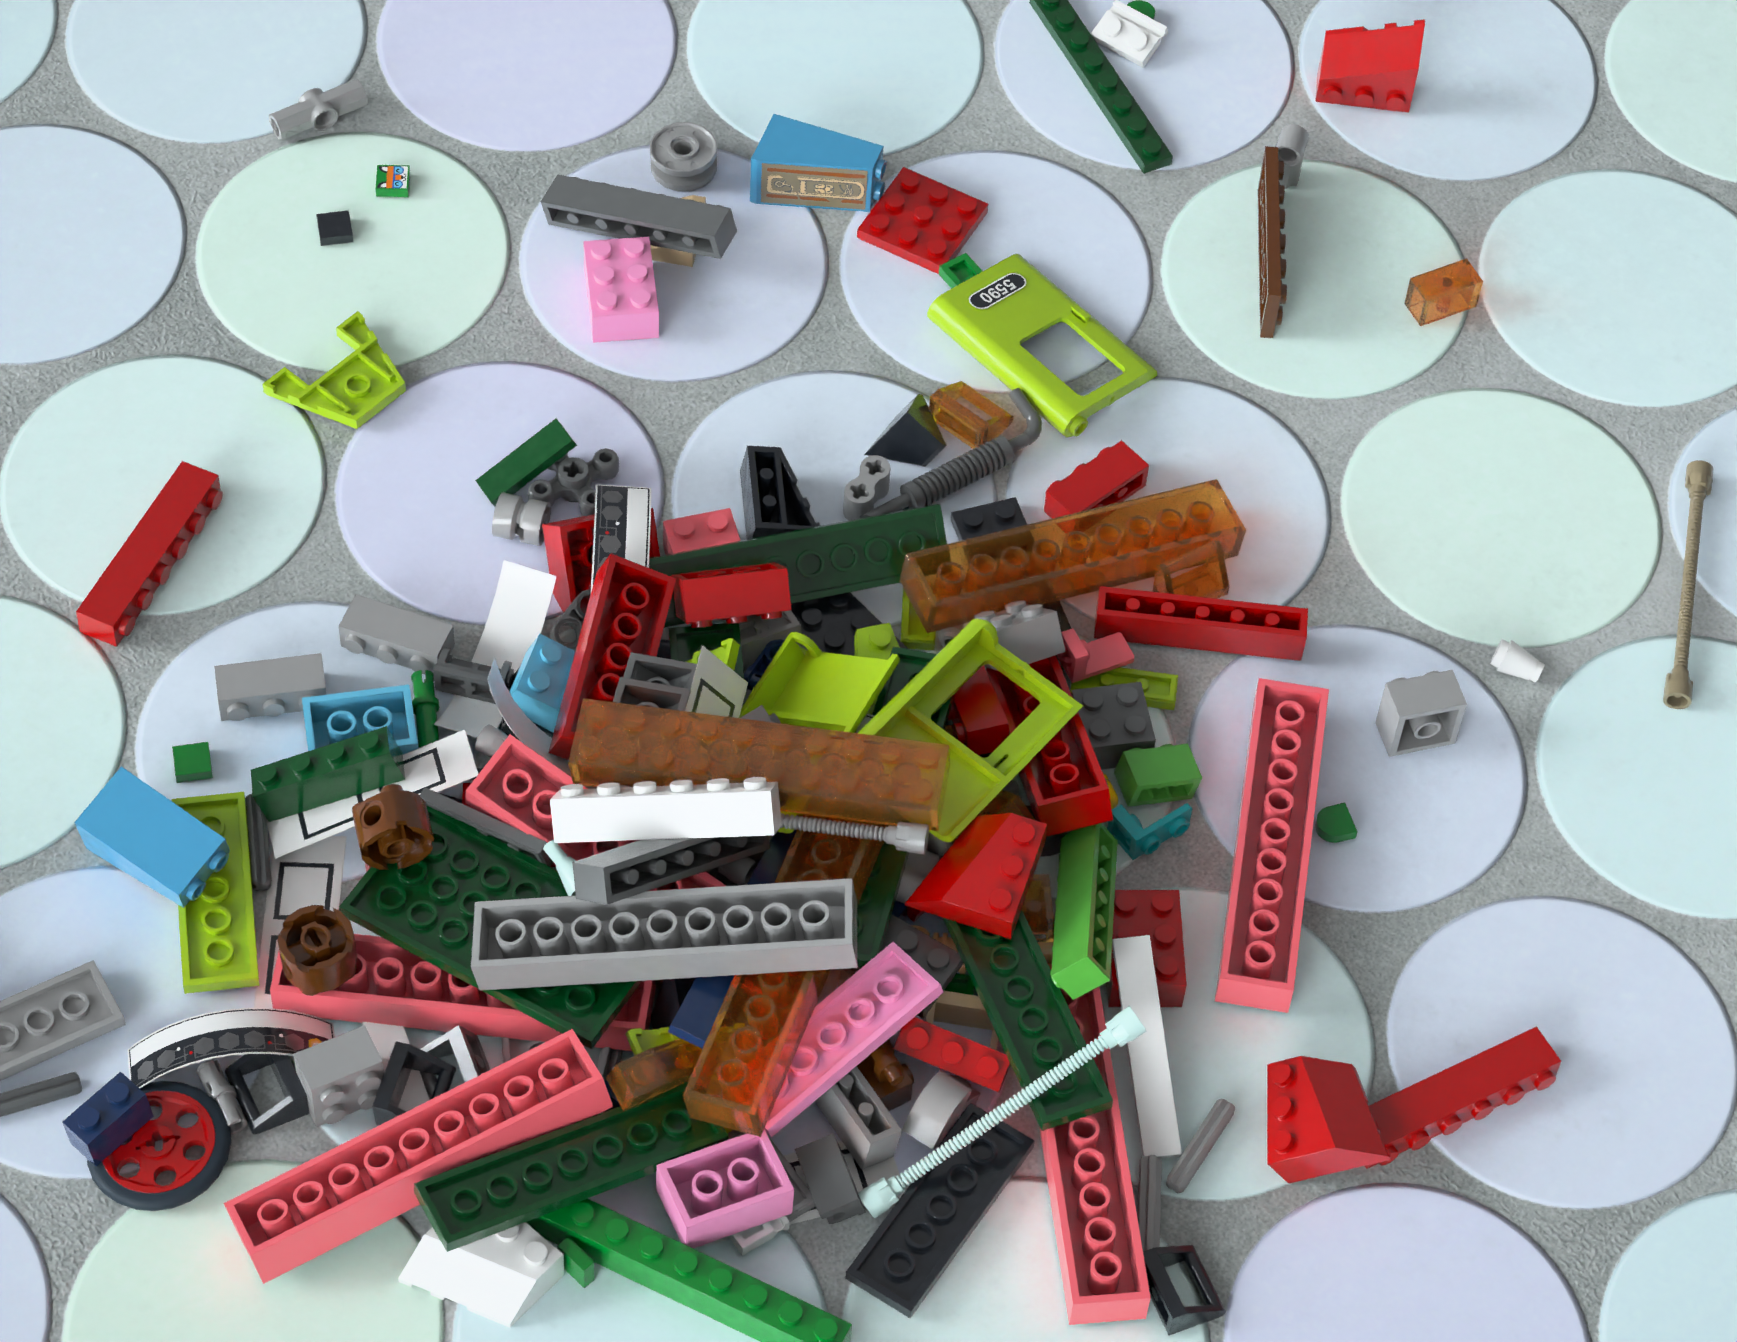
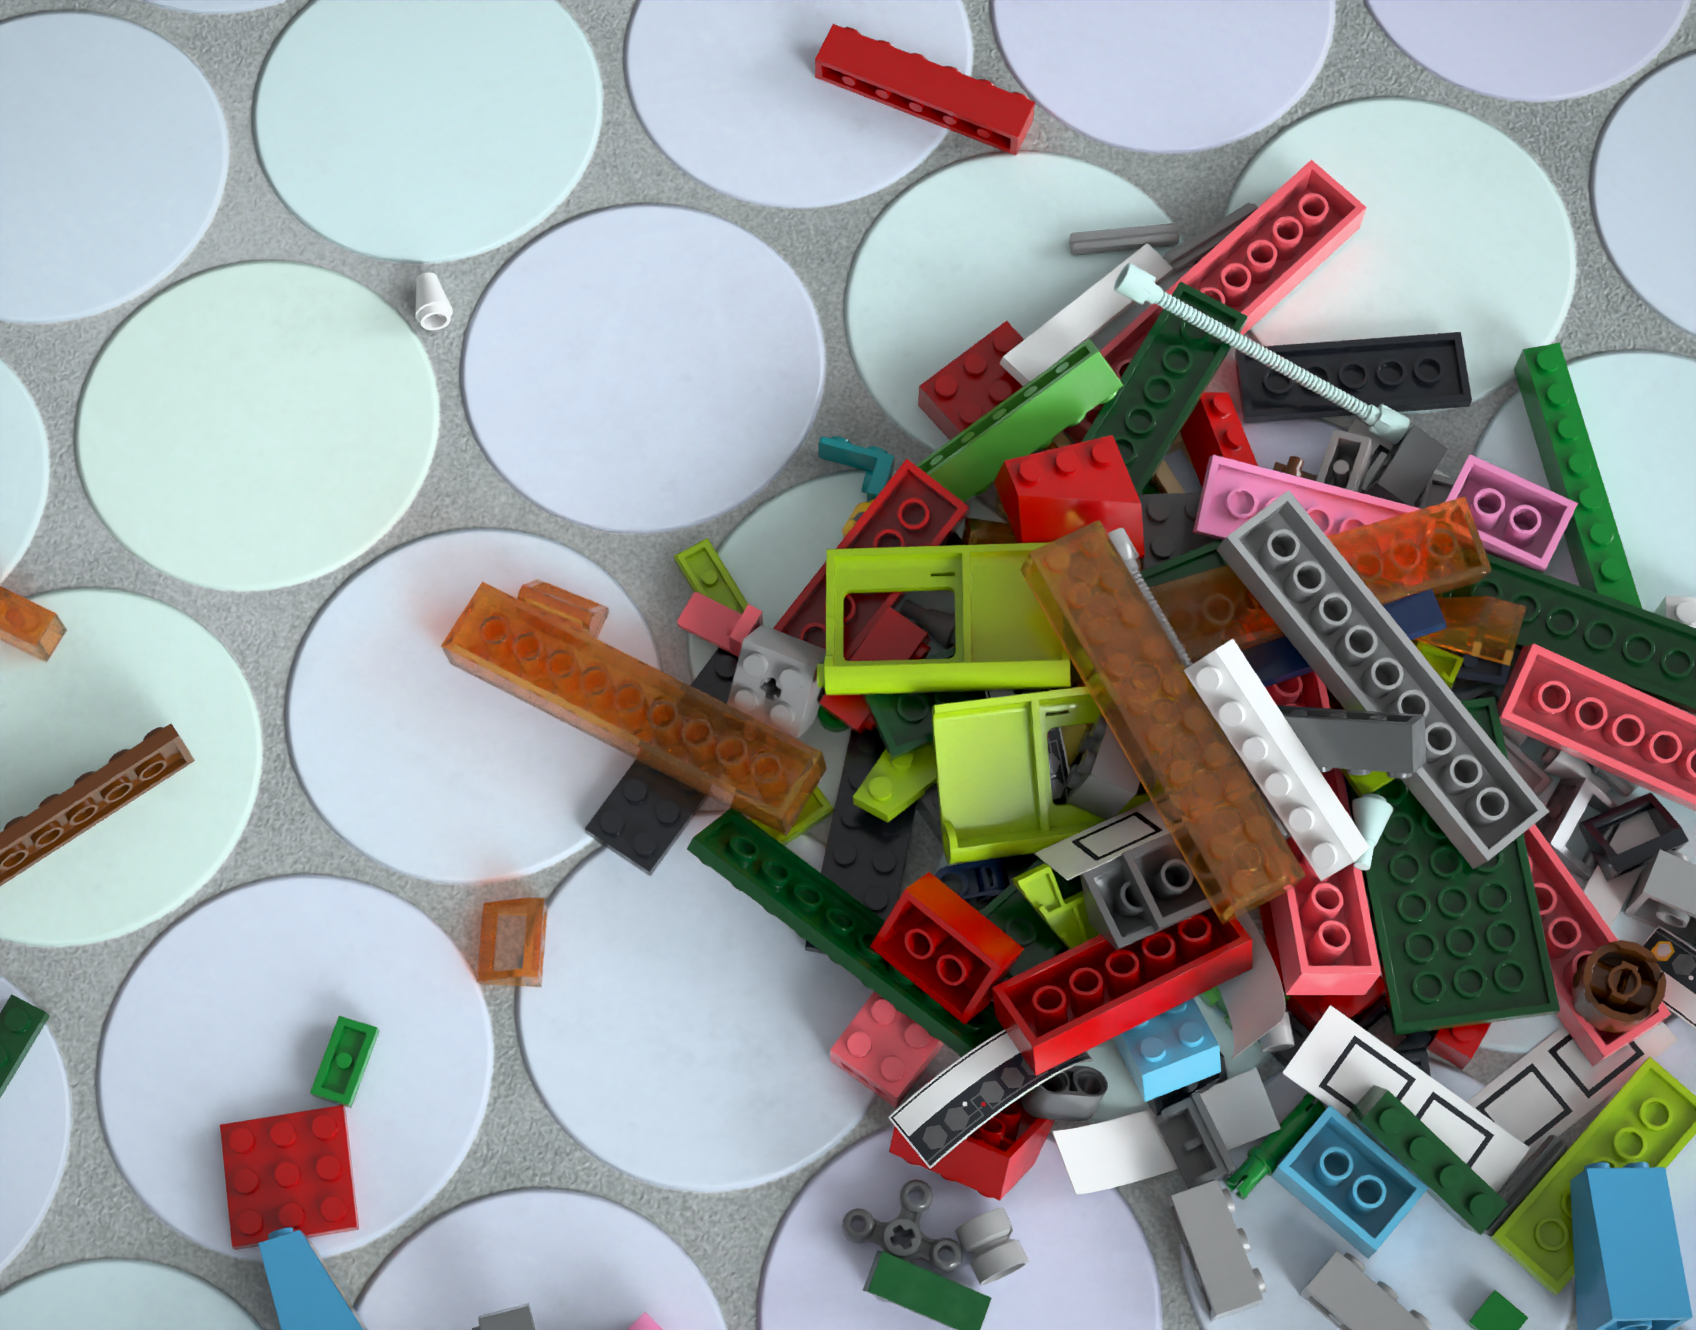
camera: 125 degrees left, 15 degrees up
(393, 828) = (1470, 1004): reddish brown brick -> none
(487, 825) = (1381, 996): dark grey tile -> none
(577, 1262) = (1649, 592): green tile -> none
(771, 494) = (783, 1025): black wedge -> none
(867, 488) = (688, 963): light grey axle -> none
(910, 436) = (586, 978): black slope -> none
(939, 1108) = (1280, 429): light grey brick -> none
(967, 467) = (589, 896): dark grey piece -> none
(1011, 305) = (366, 997): lime piece -> none
(1101, 482) = (516, 765): red brick -> none
(1115, 720) = (777, 561): dark grey brick -> none
(1157, 774) = (803, 492): bright green brick -> none
(1164, 1296) = (1284, 148): black tile -> none
(1202, 623) = (611, 564): red brick -> none
(1272, 846) = (796, 358): coral brick -> none
(1318, 1119) = (1041, 150): red wedge -> none
(1335, 824) = (724, 338): green tile -> none
(1420, 712) = (565, 325): light grey brick -> none
(1678, 685) = (95, 278): dark tan hose -> none

